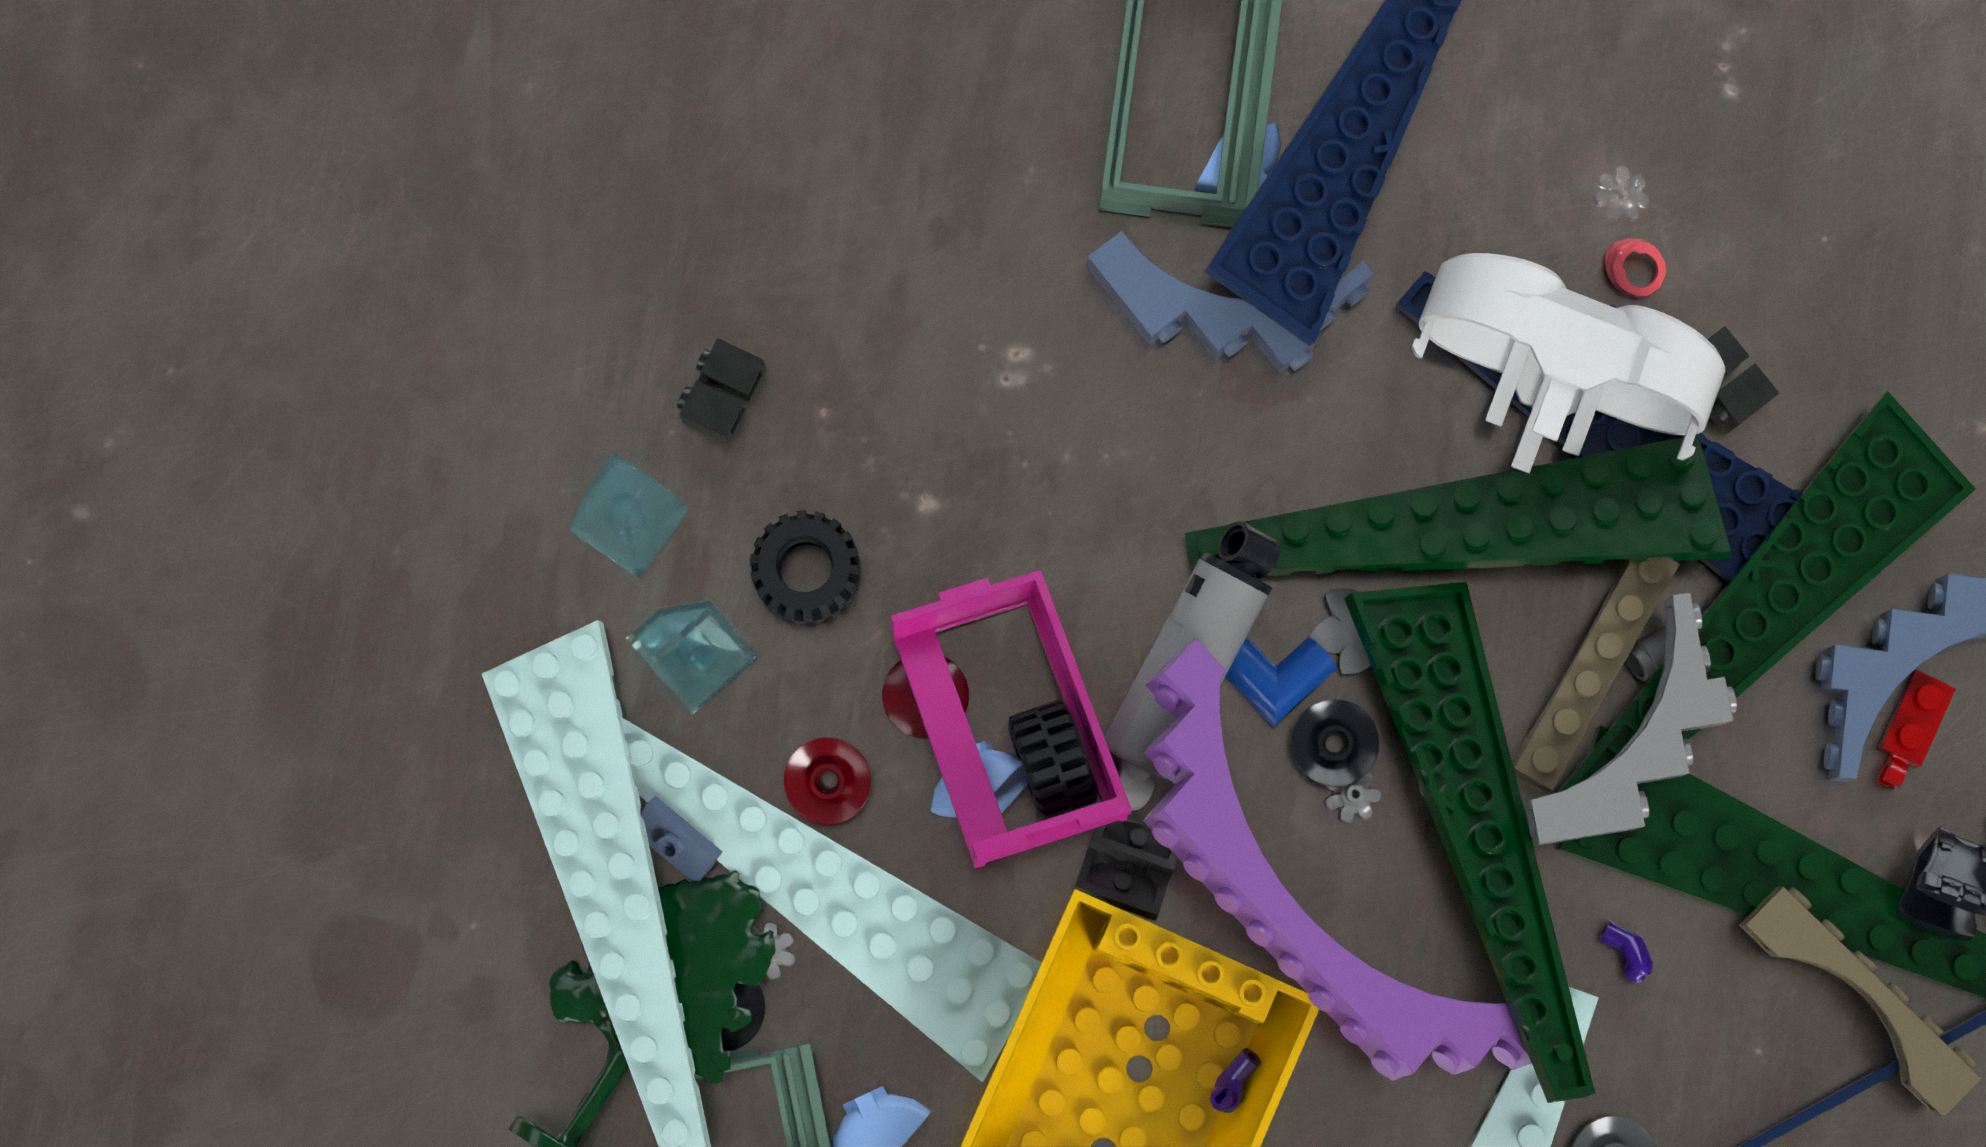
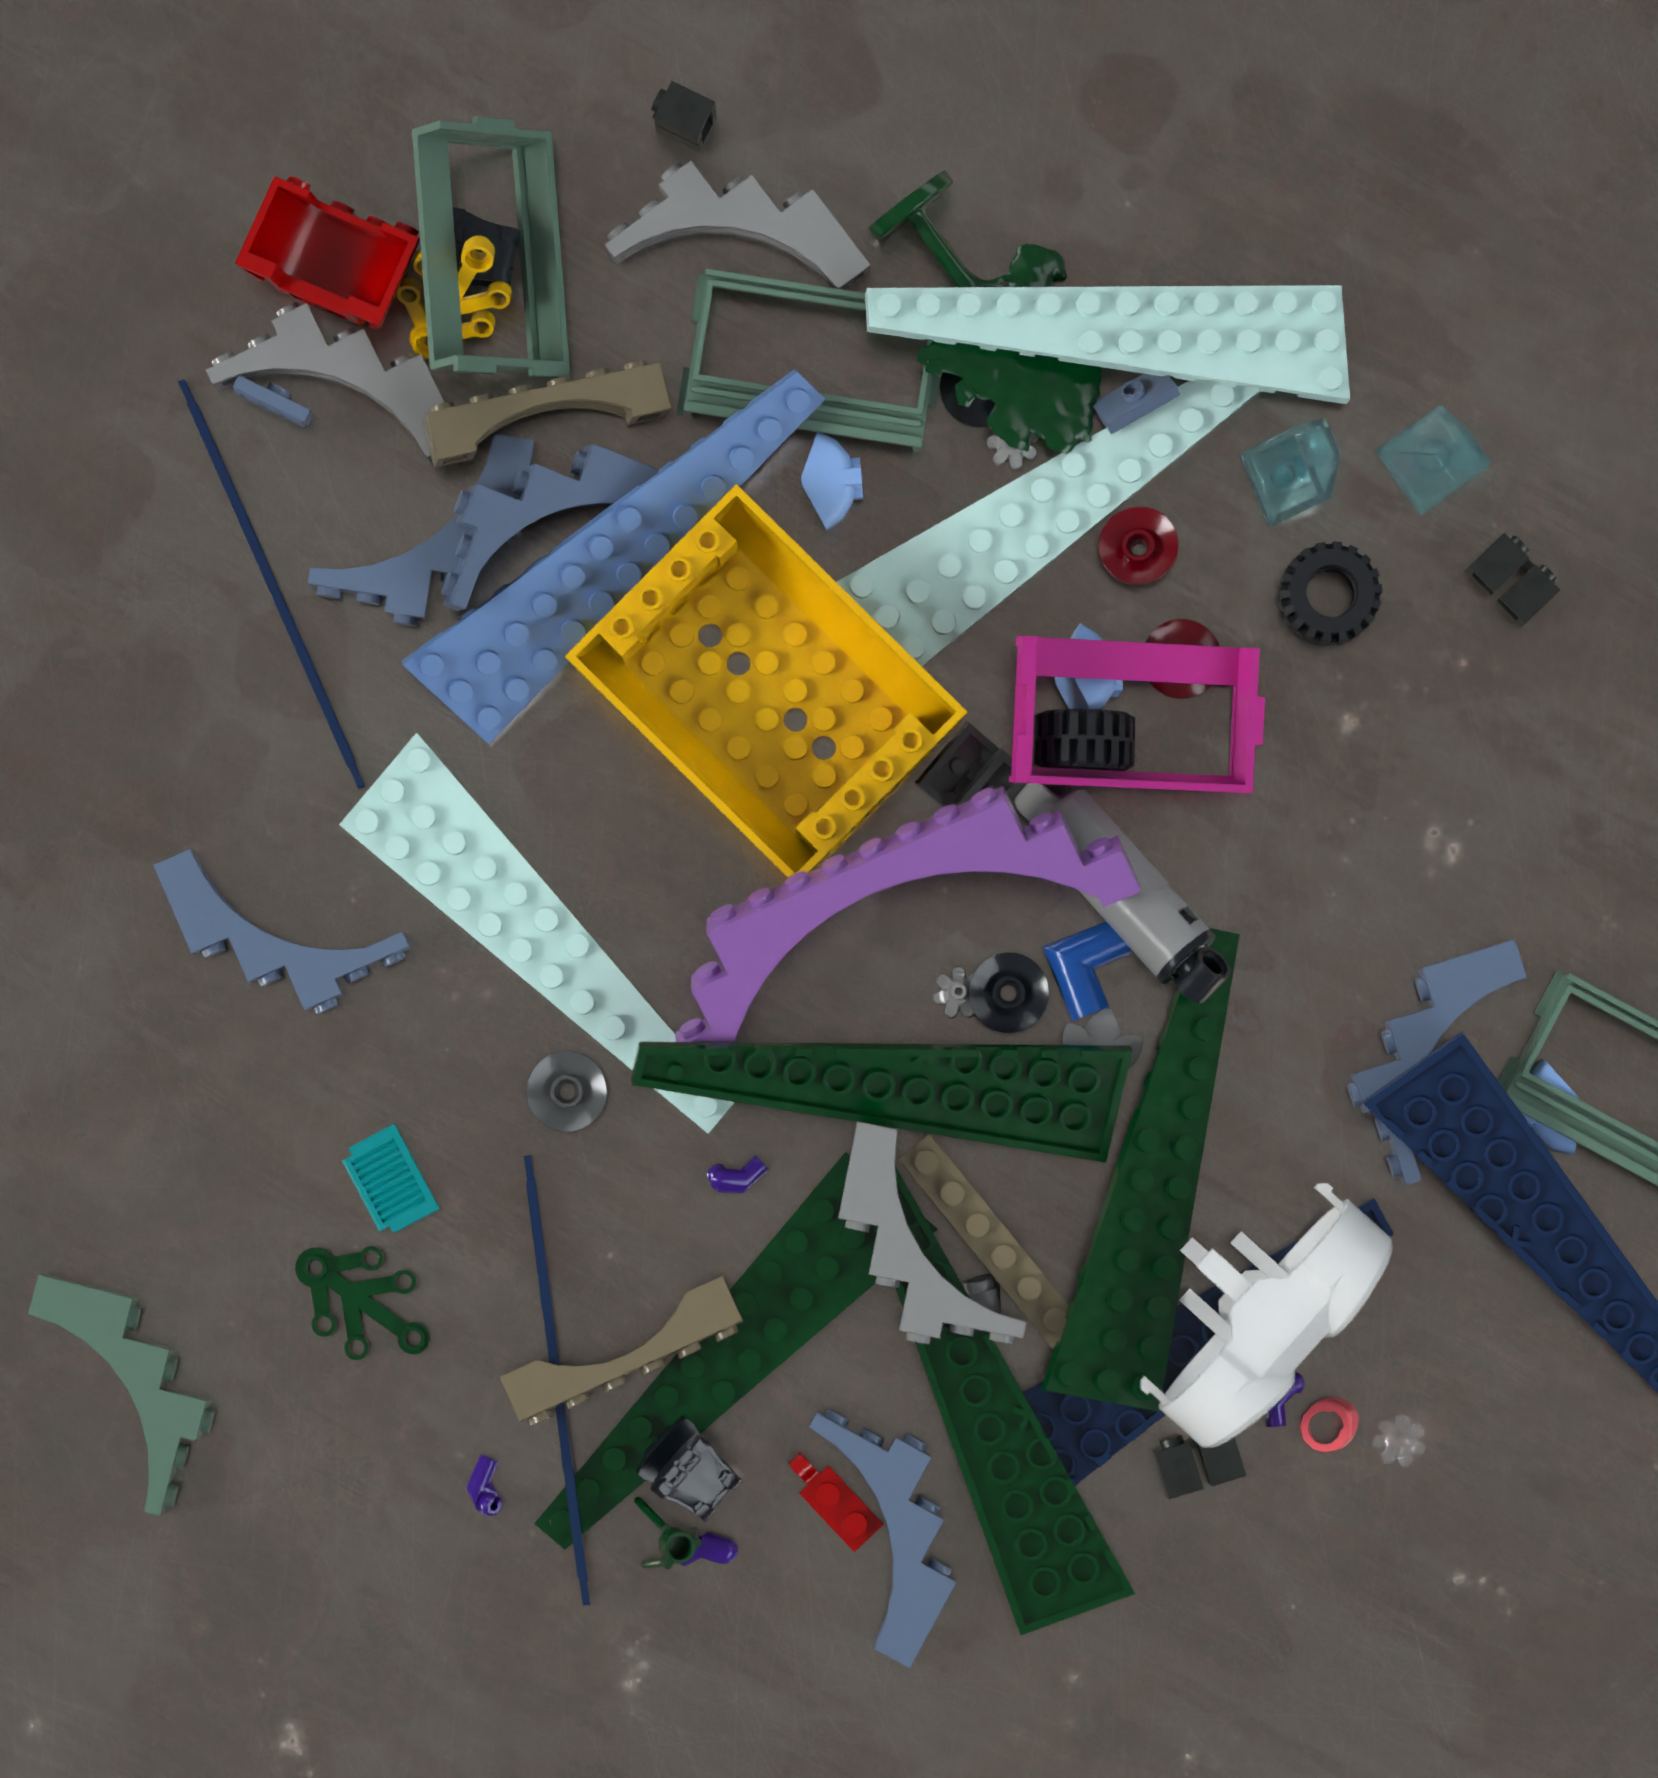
camera: 115 degrees right, 5 degrees up
(1232, 1081) = (755, 791): dark purple arm -> none

